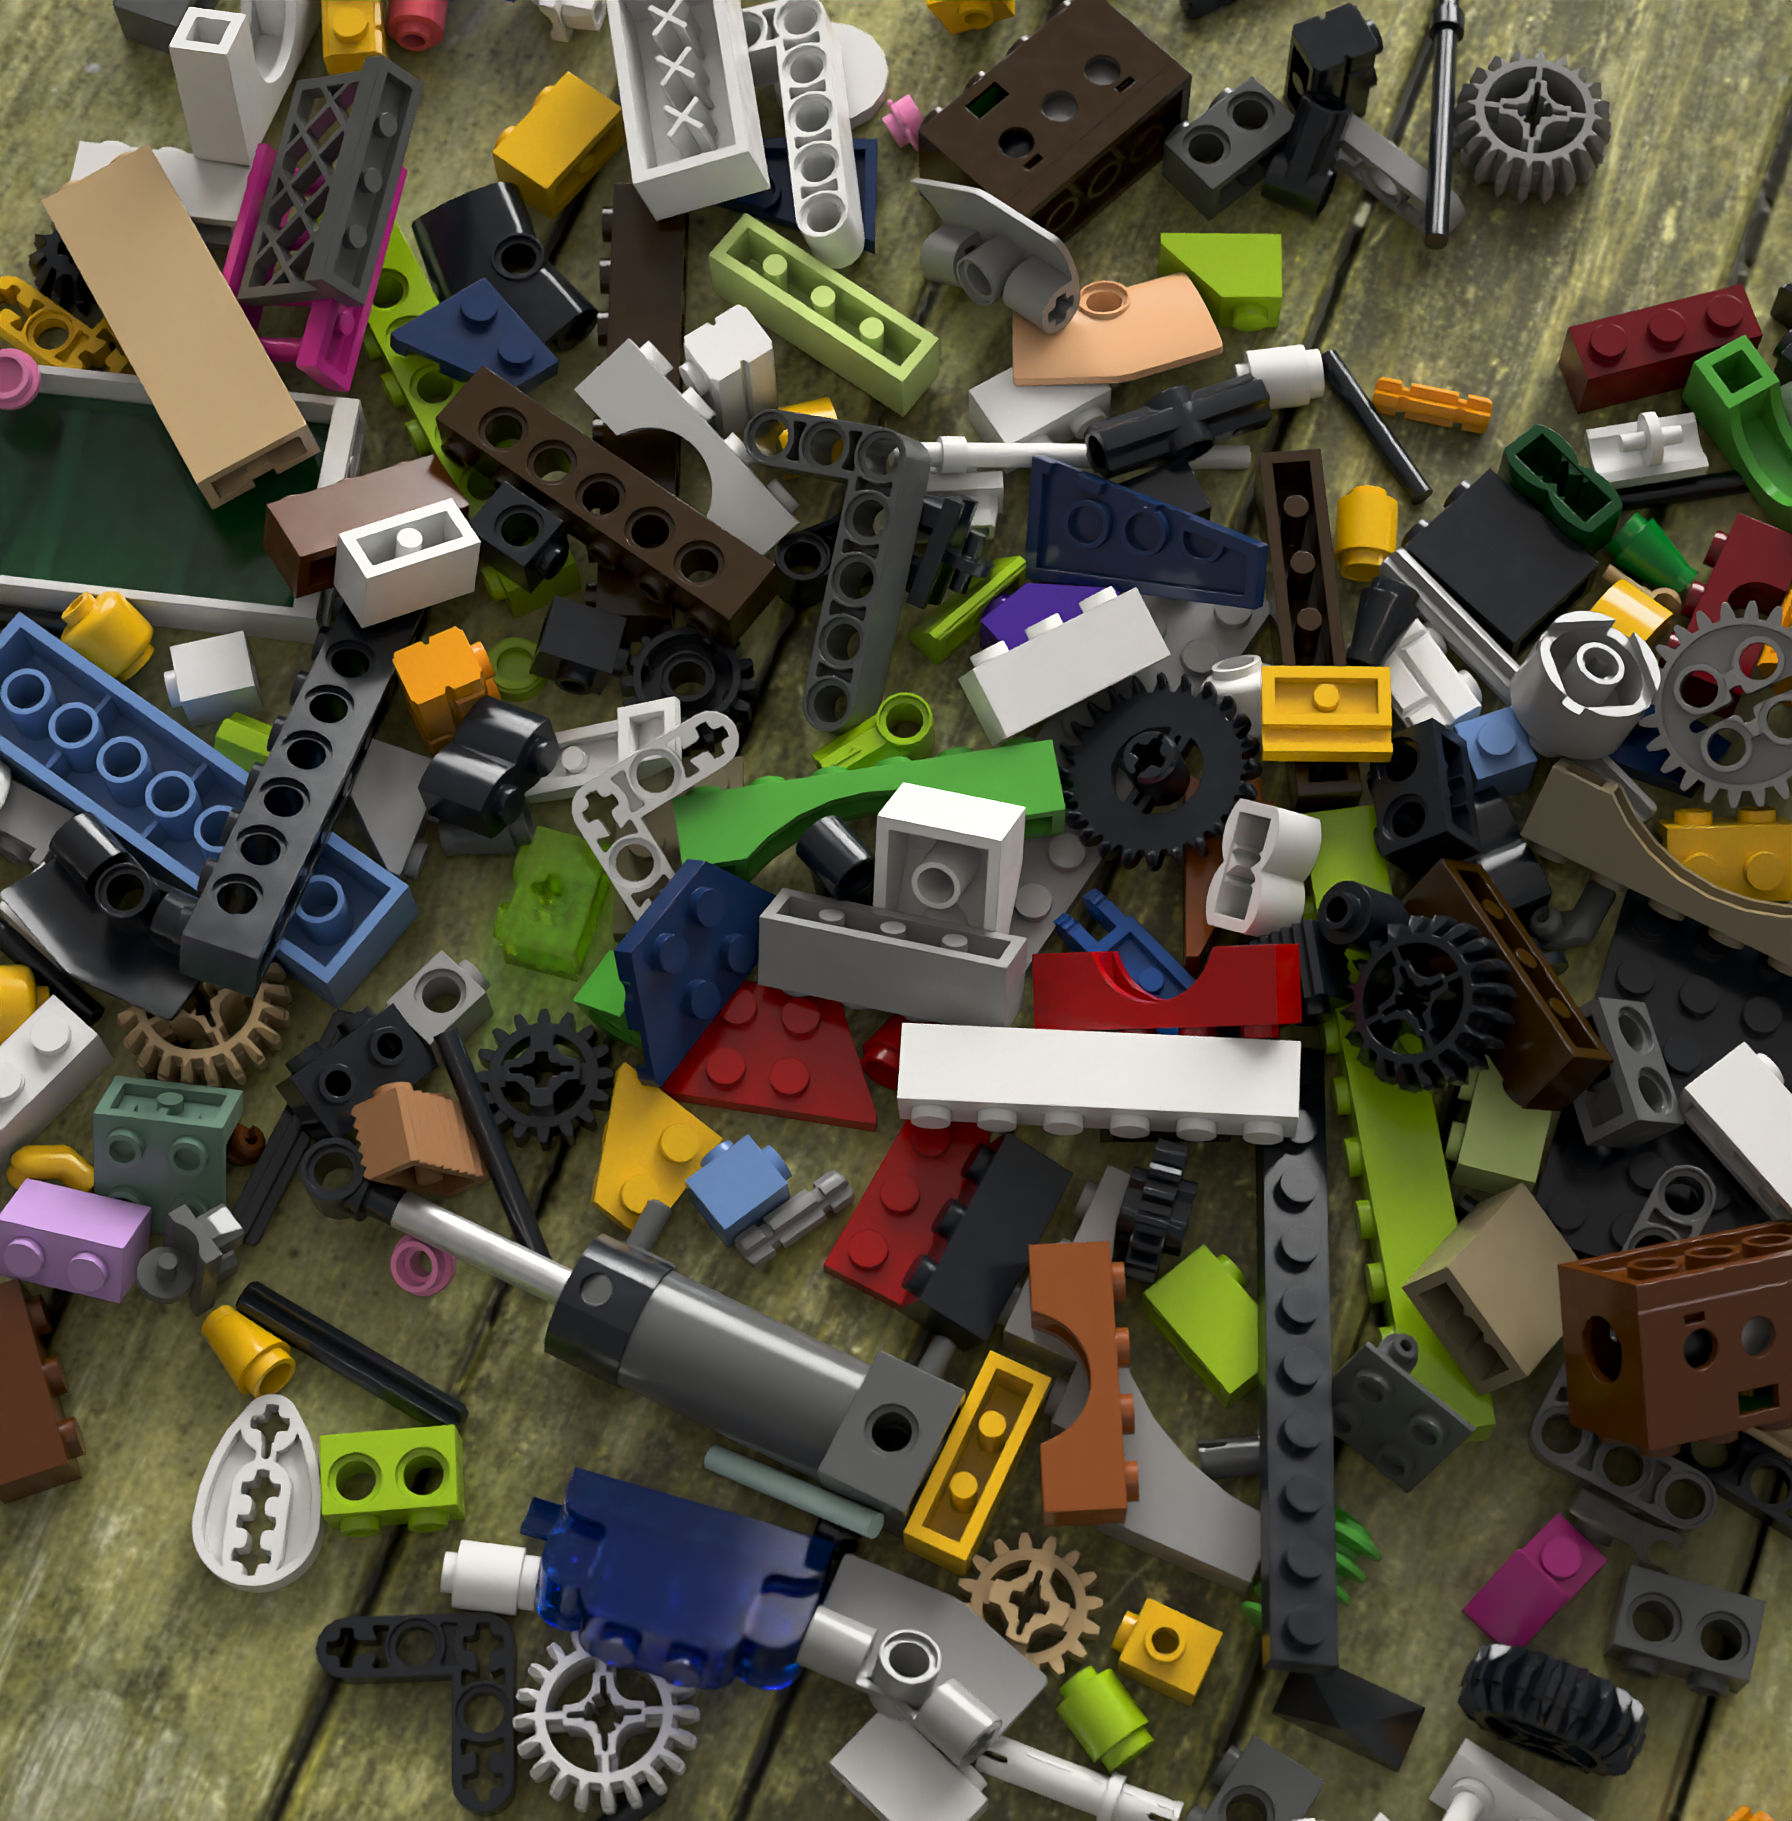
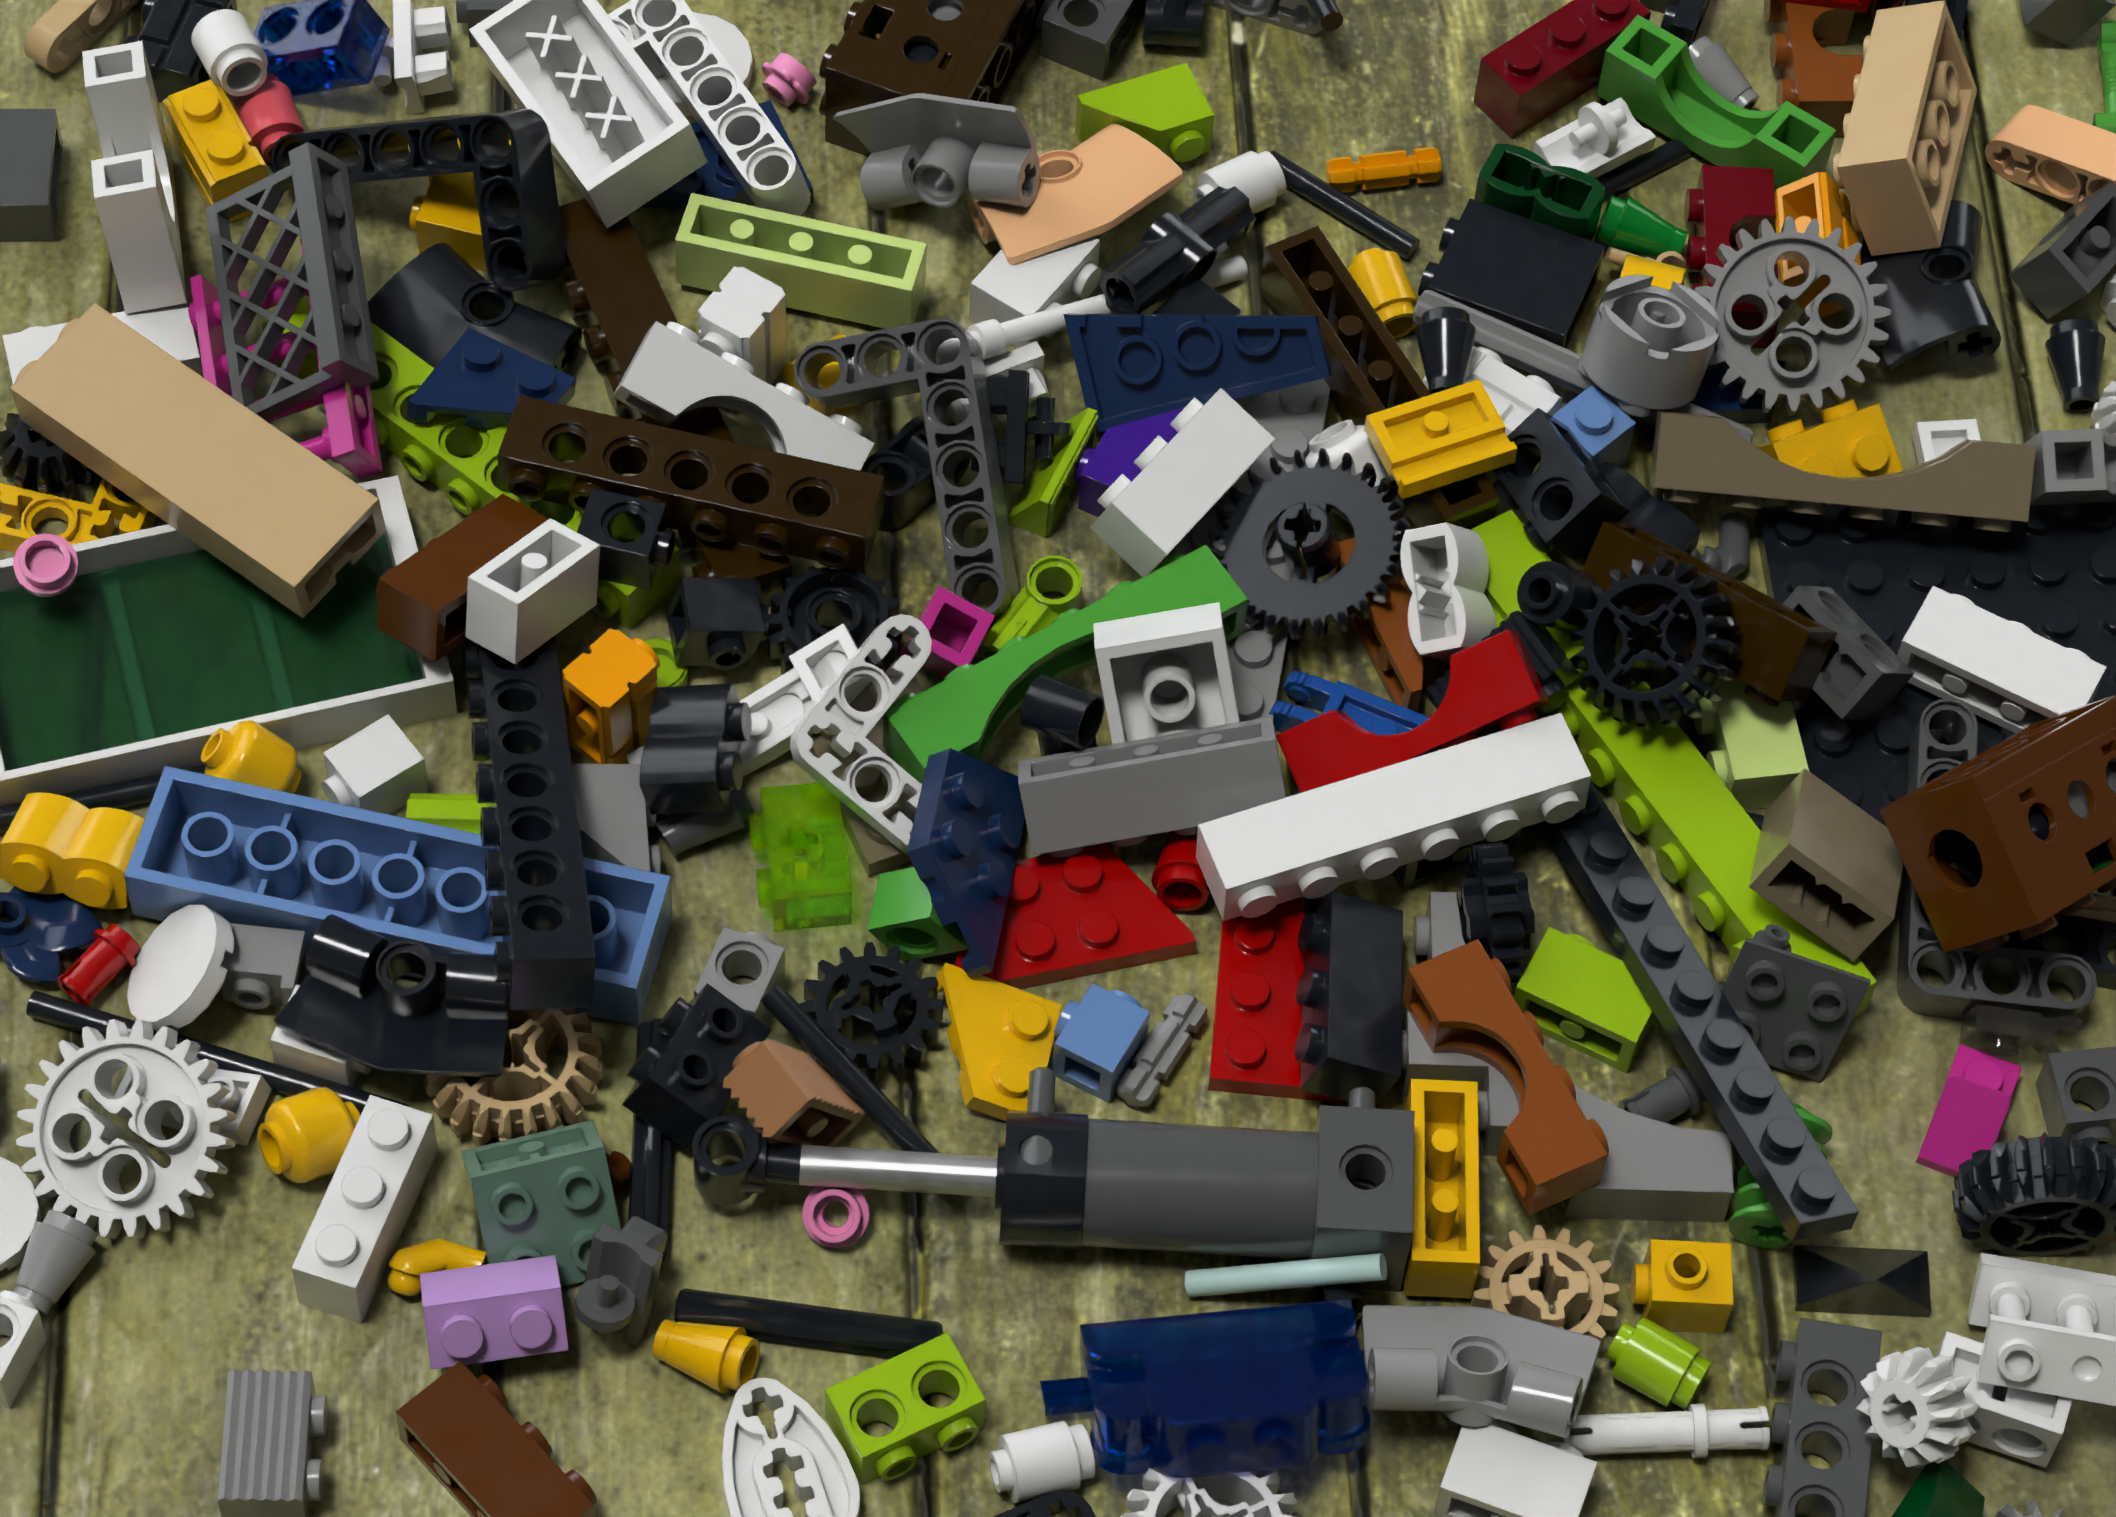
camera: 30 degrees left, 10 degrees down
(576, 118) = (498, 175): none -> black beam
(781, 736) = (954, 629): none -> dark pink brick

